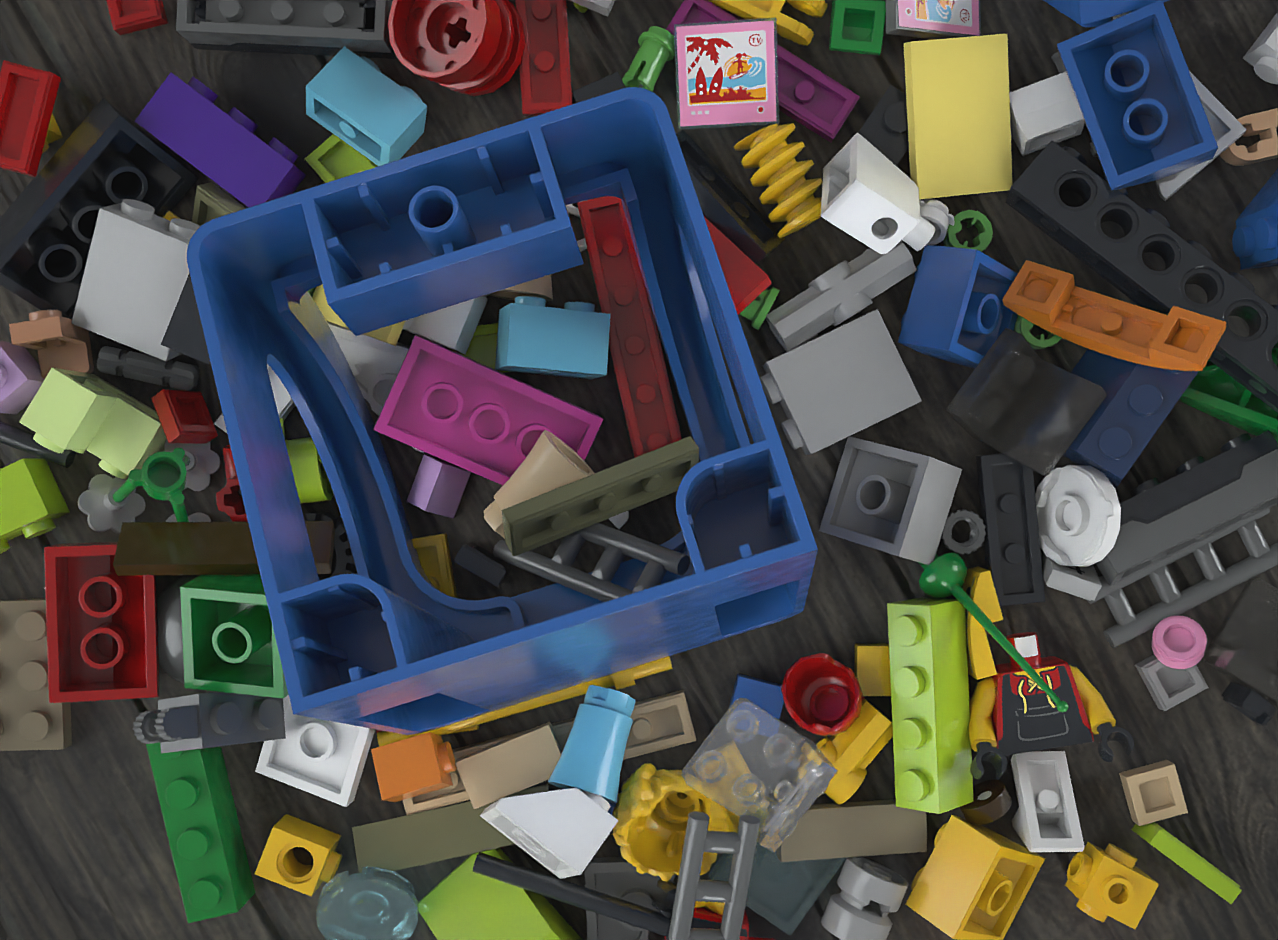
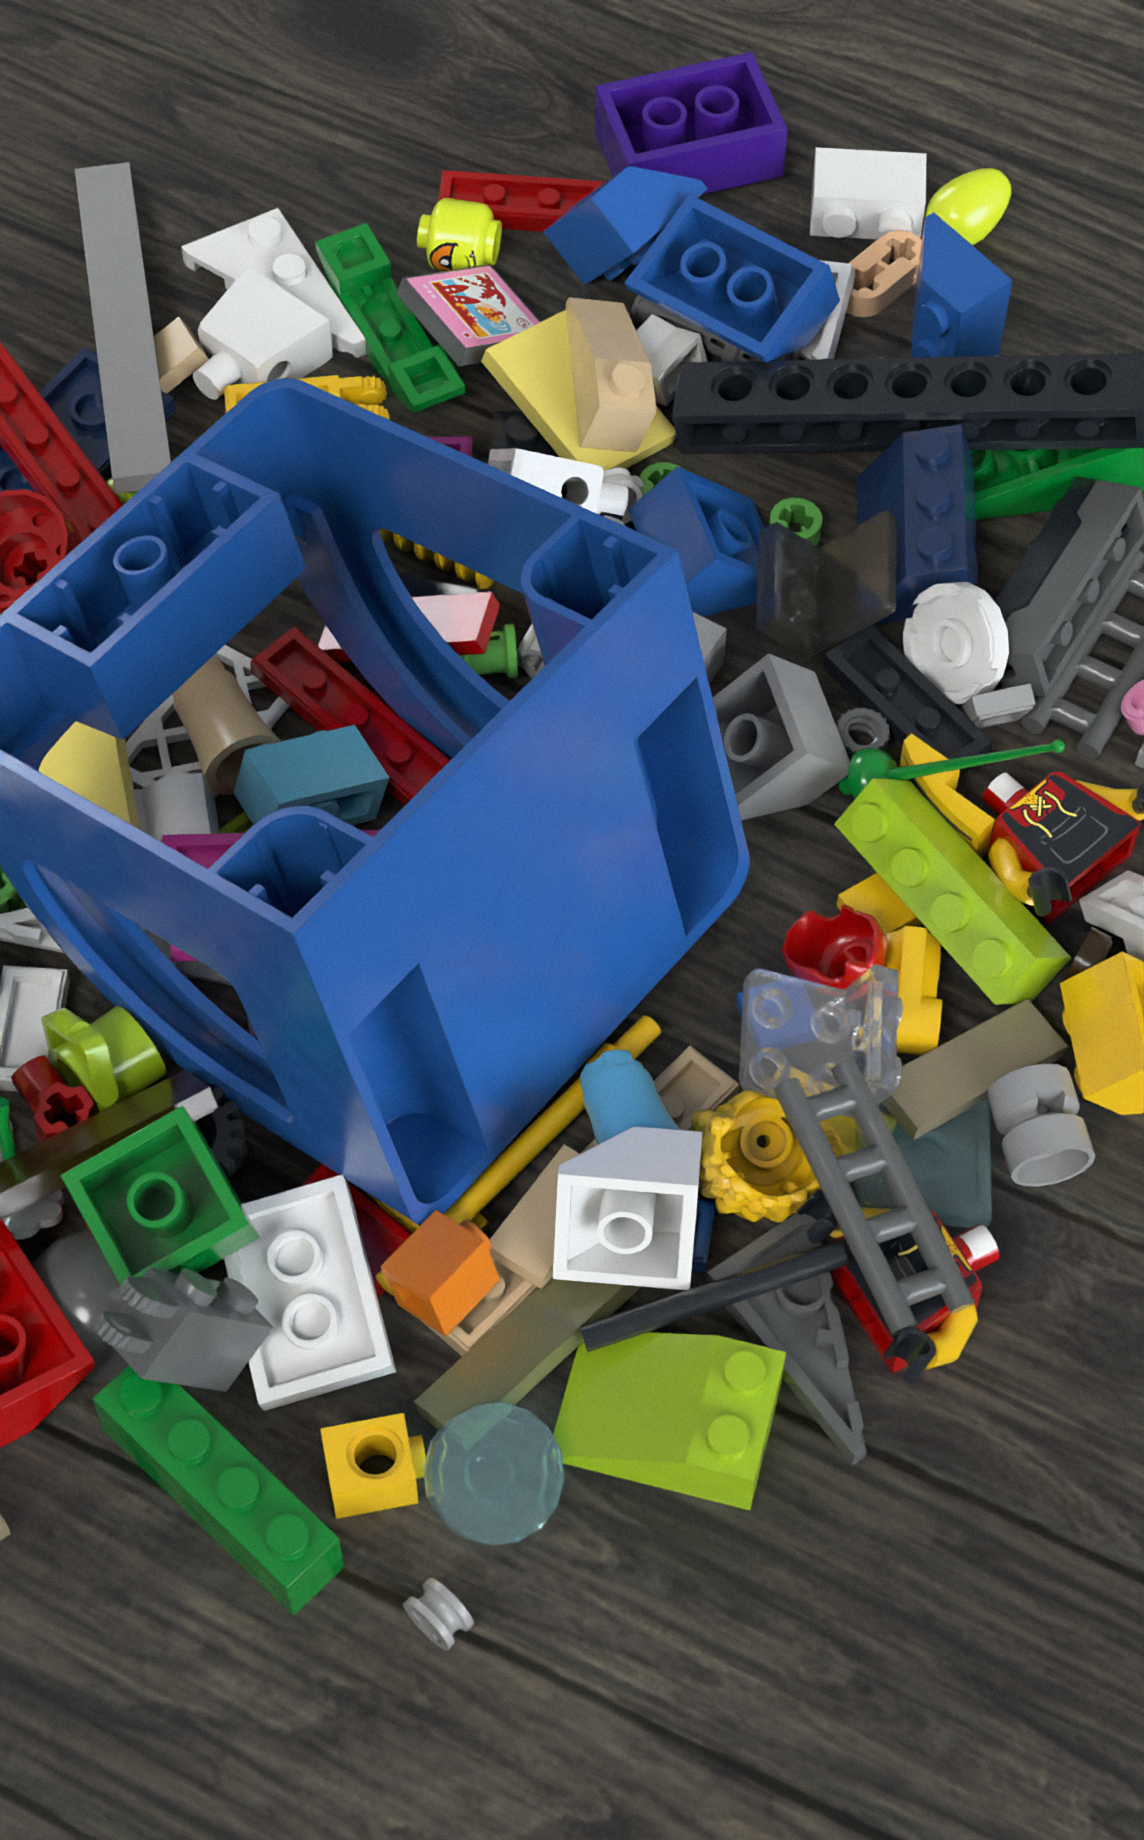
camera: 35 degrees left, 30 degrees down
(991, 117) = (609, 376): none -> tan slope
(1112, 326) = (785, 490): orange slope -> none

